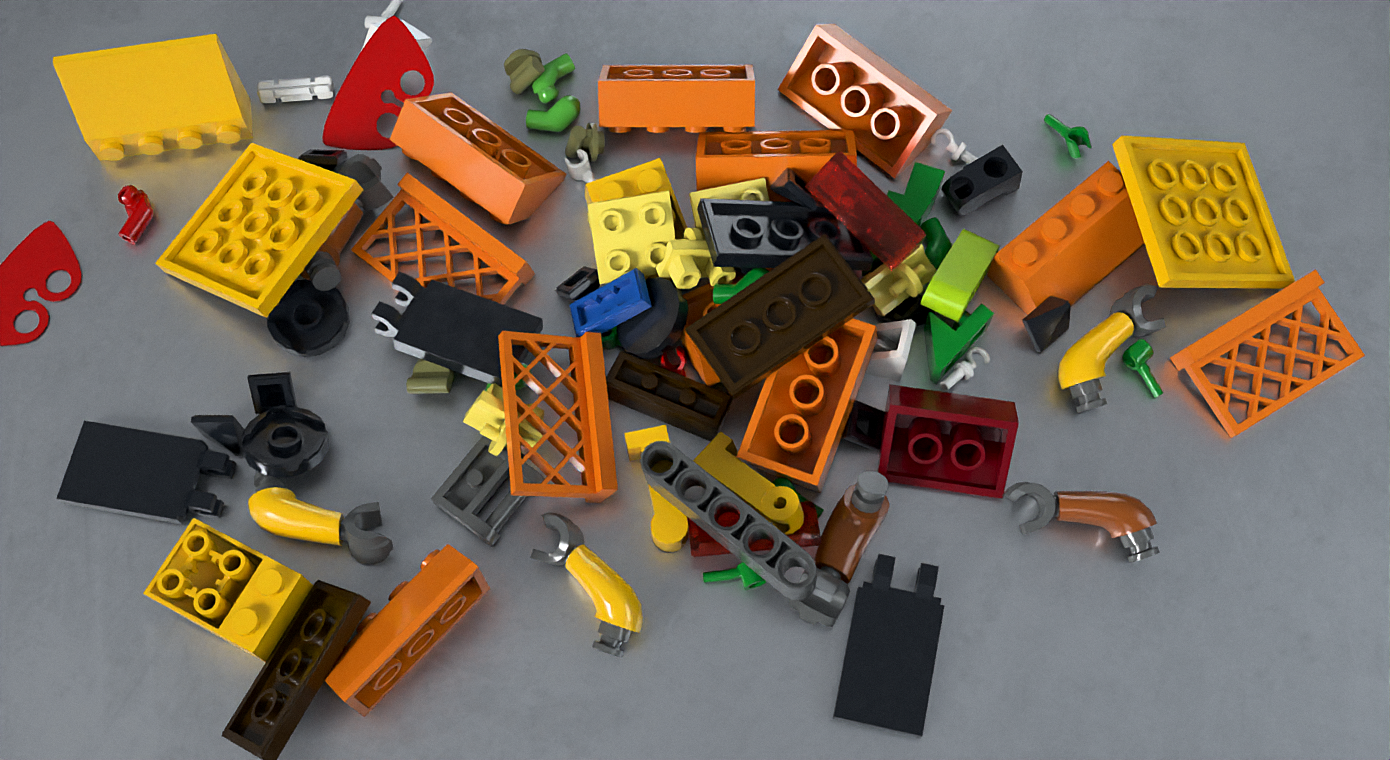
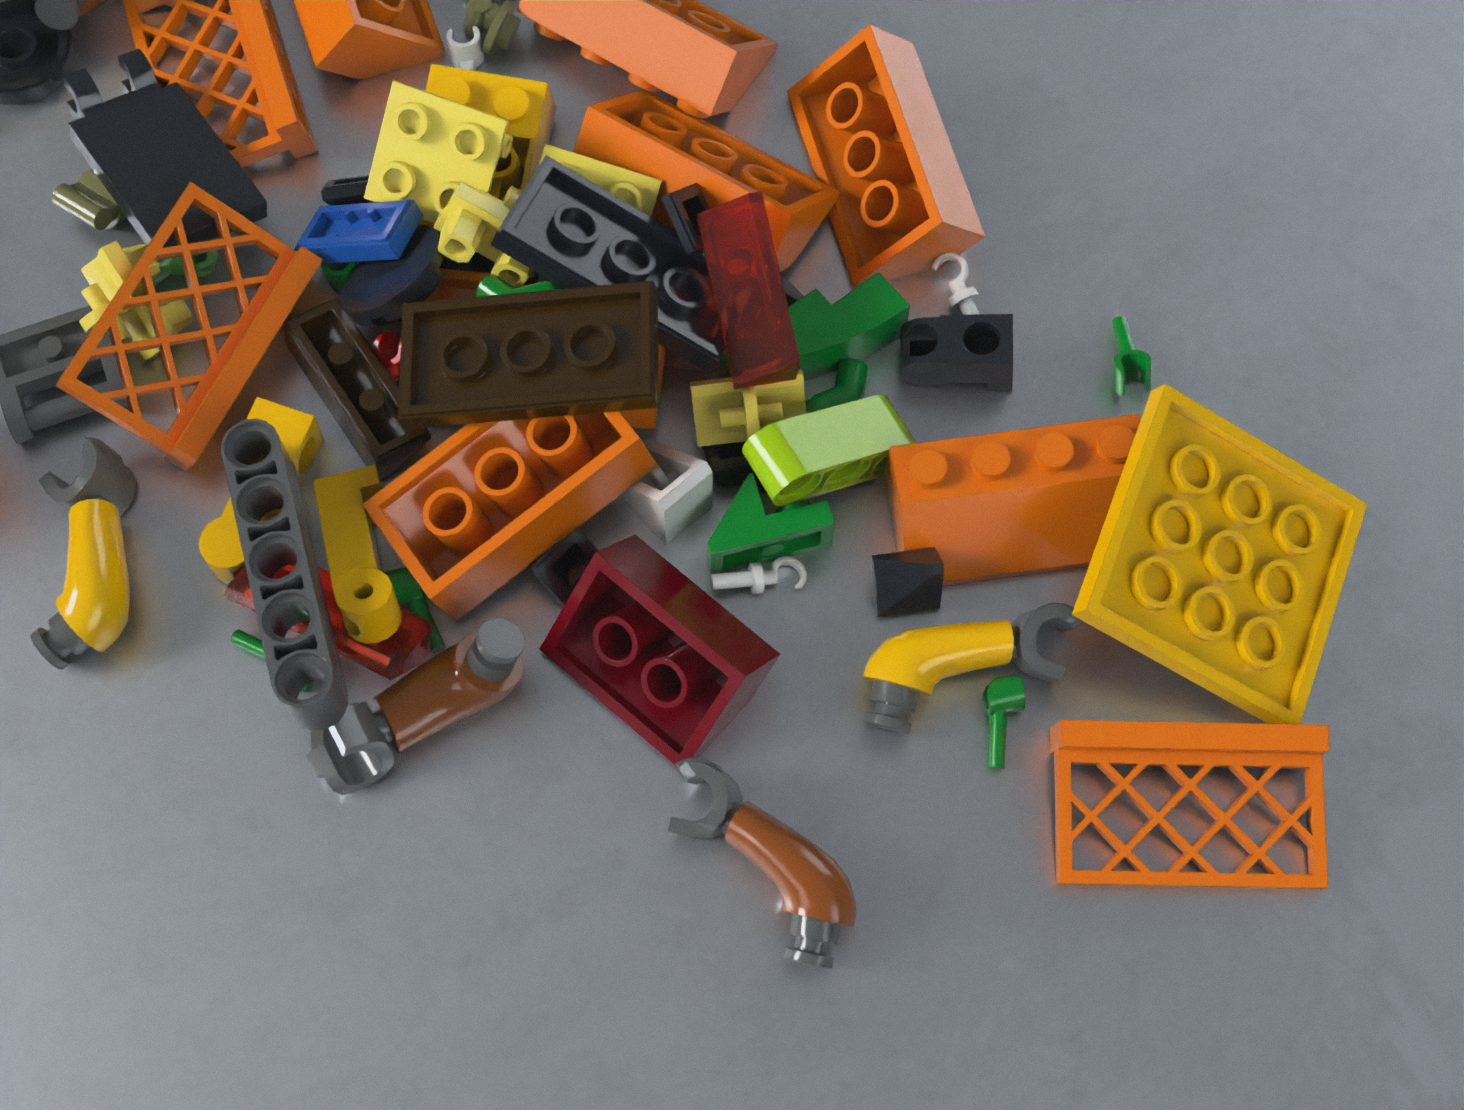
camera: 30 degrees right, 0 degrees up
(890, 652) = (389, 871): black tile -> none

